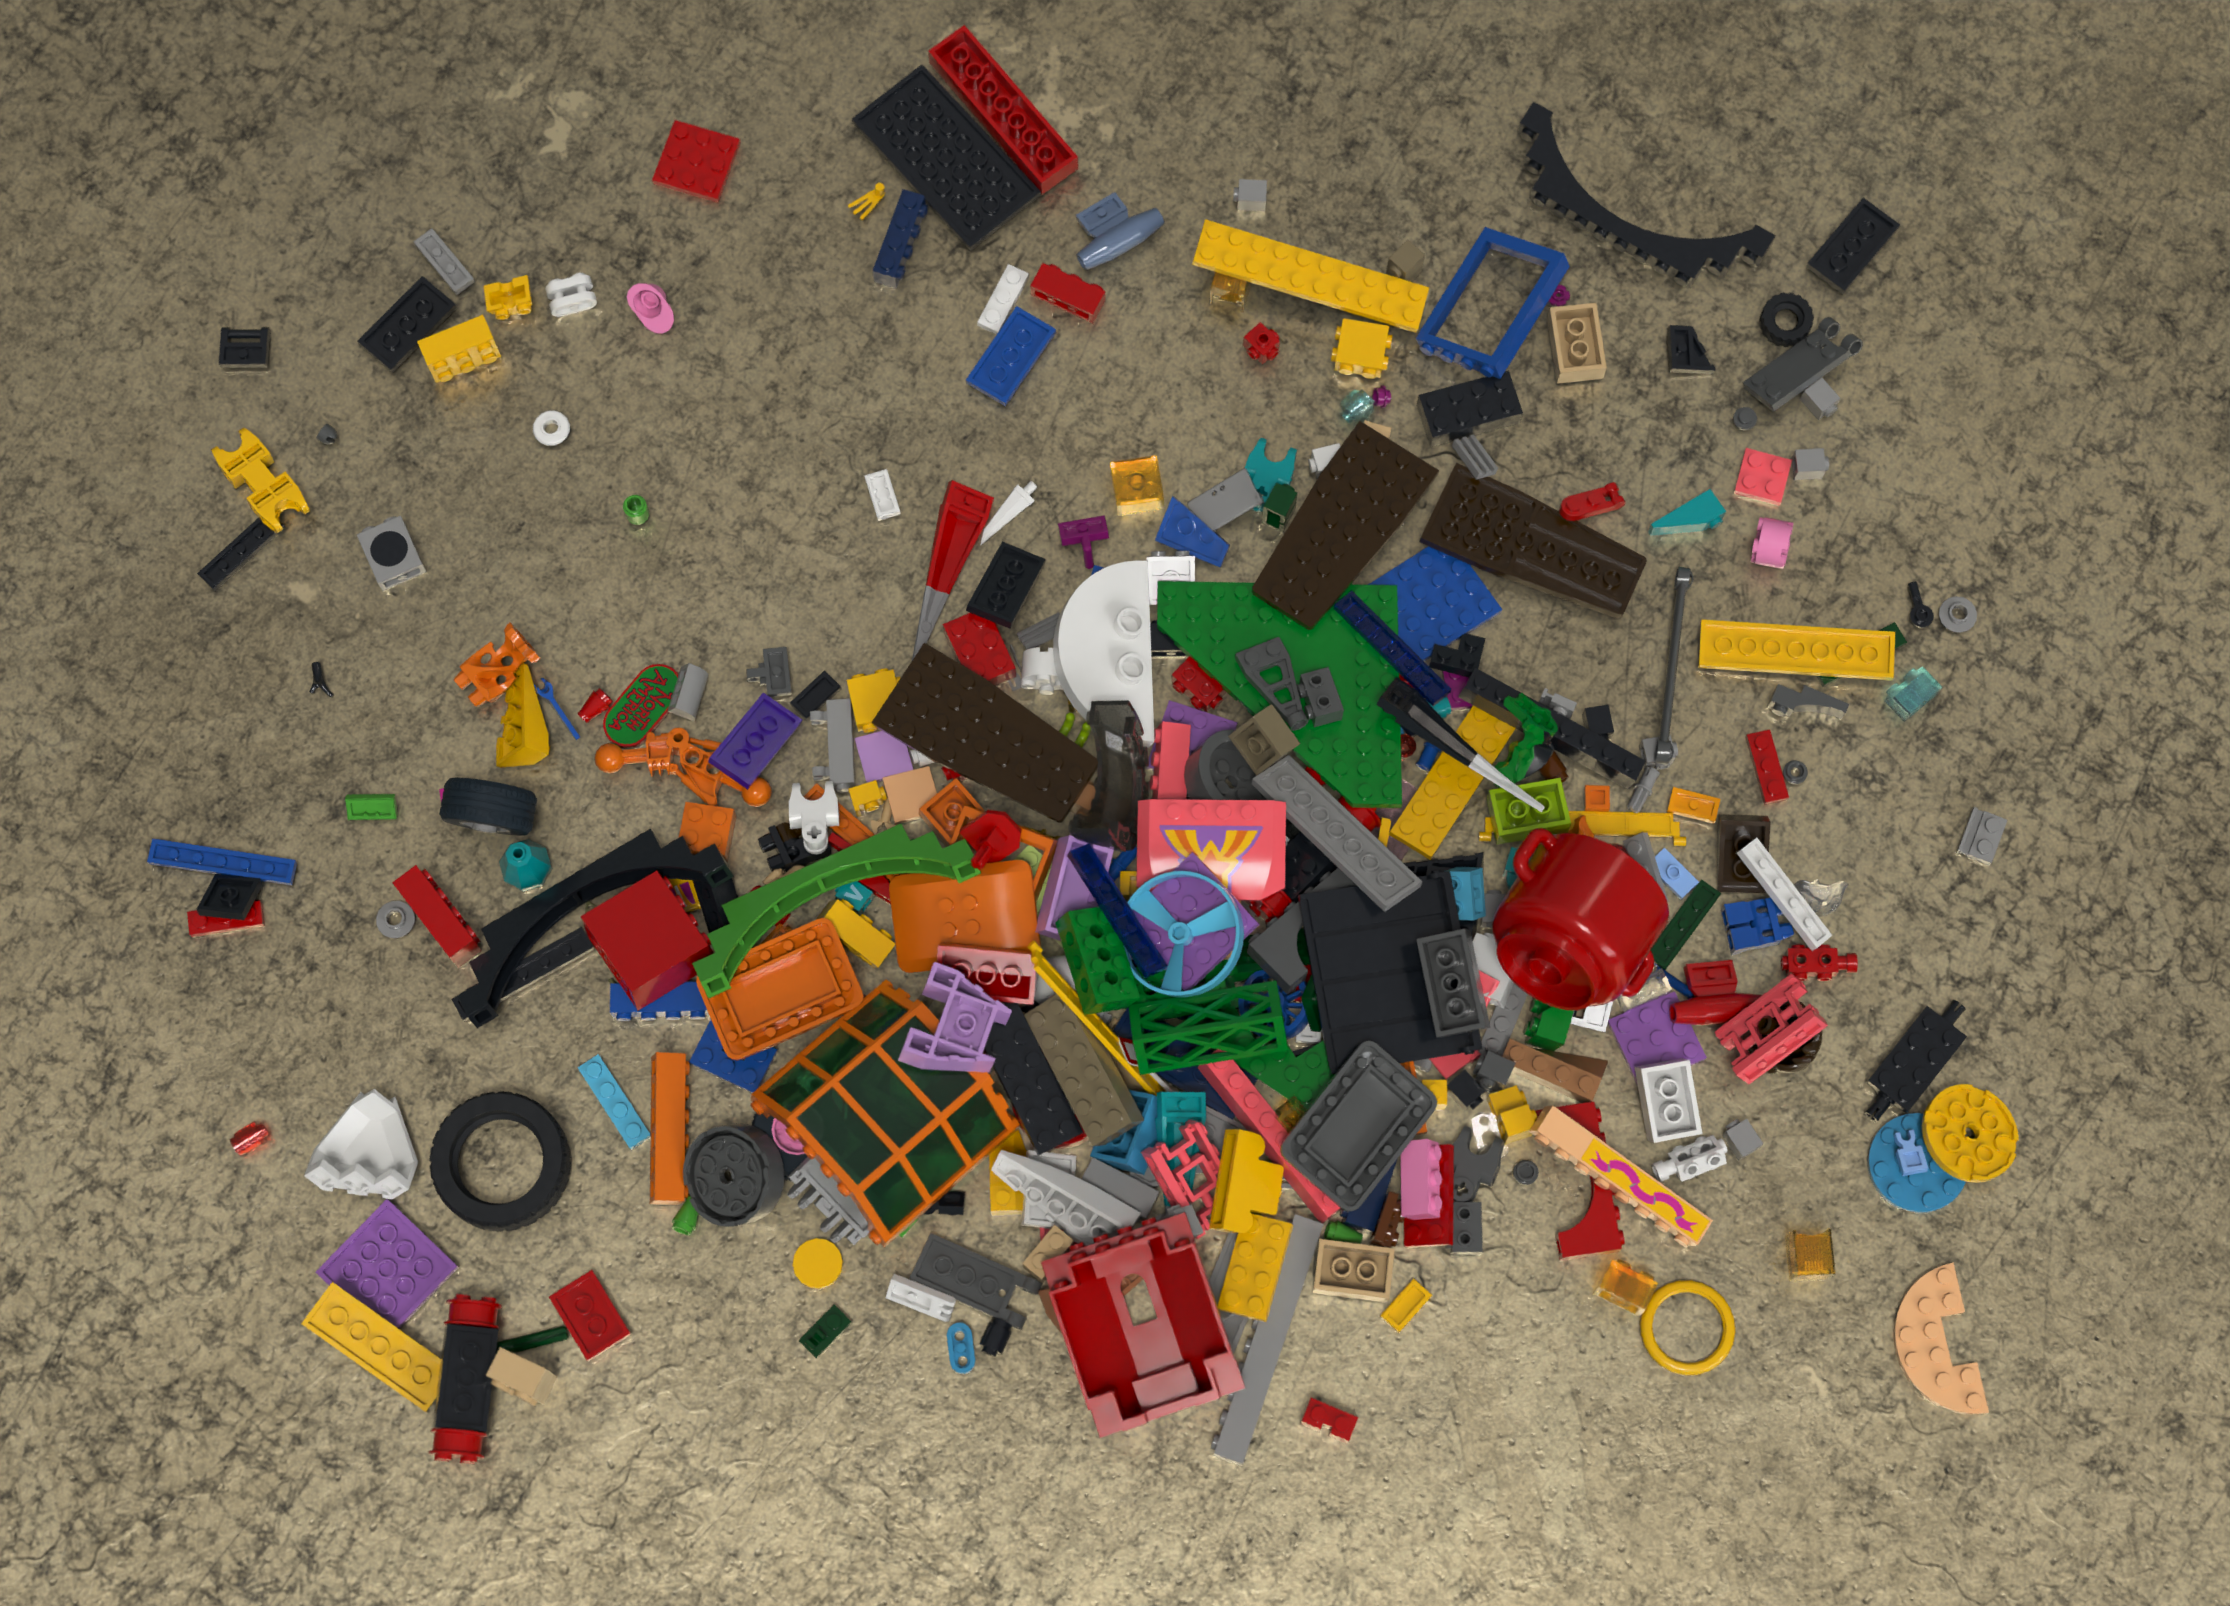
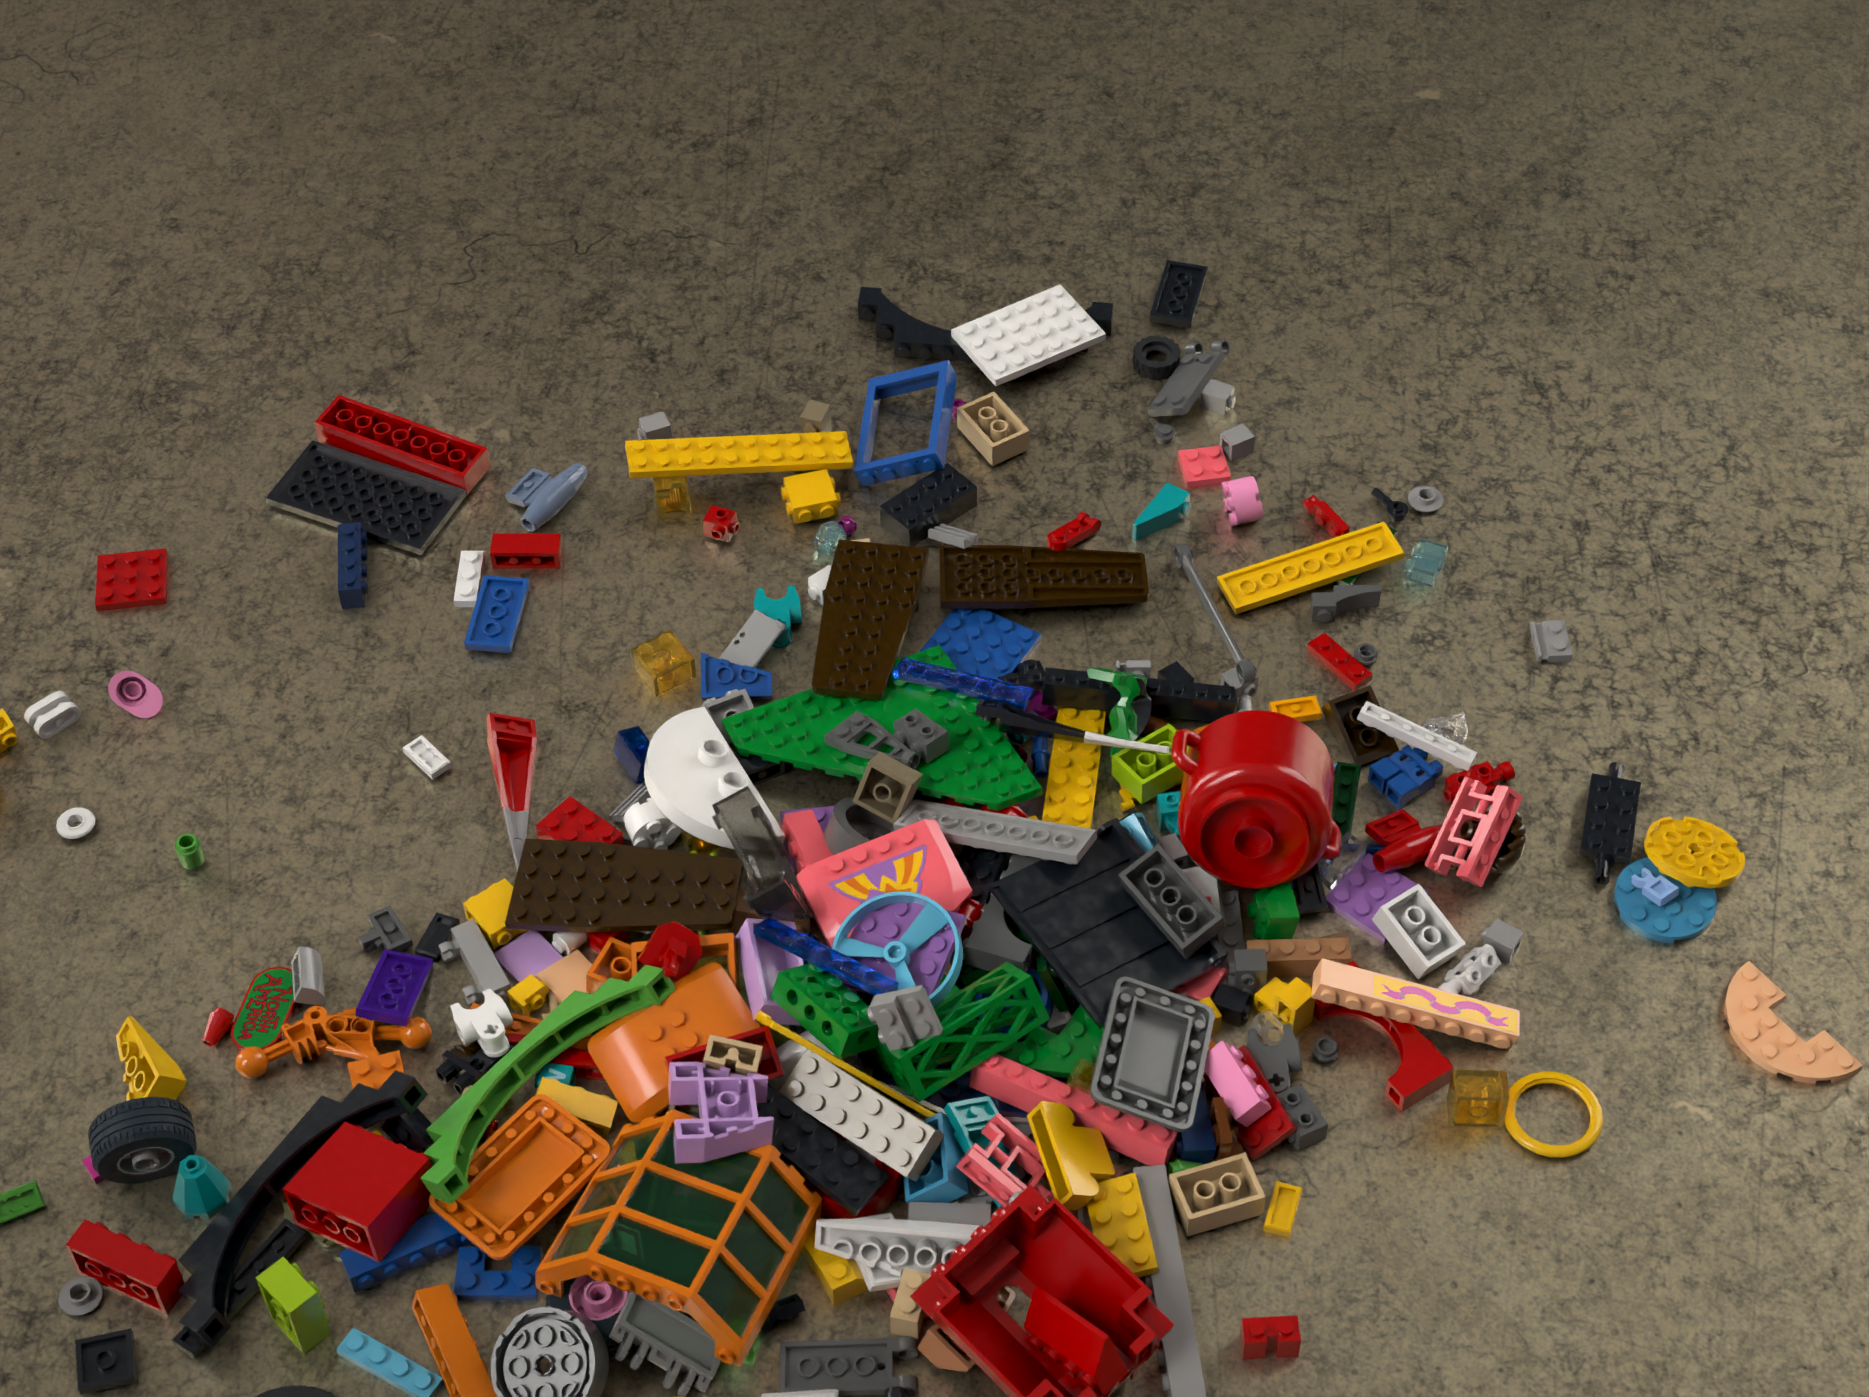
camera: 25 degrees left, 25 degrees down
(394, 992) = (105, 1361): none -> black plate
(485, 675) = (117, 1000): orange hips -> none
(547, 692) = (178, 1039): blue flag -> none
(554, 1021) = (294, 1304): none -> lime brick
(873, 197) = (309, 552): yellow piece -> none
(988, 972) = (732, 1054): none -> tan brick
(1006, 585) = (580, 775): black plate -> none
(1012, 506) = (555, 722): white bar -> none
(1065, 578) = (631, 750): none -> clear blue brick
(1084, 532) = (637, 712): magenta plate -> none
(1152, 1007) = (904, 1017): none -> light grey plate
(1154, 1365) = (1073, 1343): none -> red slope
(1197, 685) = (802, 786): red brick -> none
(1279, 506) = (802, 628): dark green piece -> none
(1668, 241) = (1028, 335): none -> white plate
(1686, 351) = (1088, 407): black wing -> none
(1810, 1256) = (1624, 1003): clear yellow piece -> none
(1845, 595) = (1325, 516): none -> red hinge

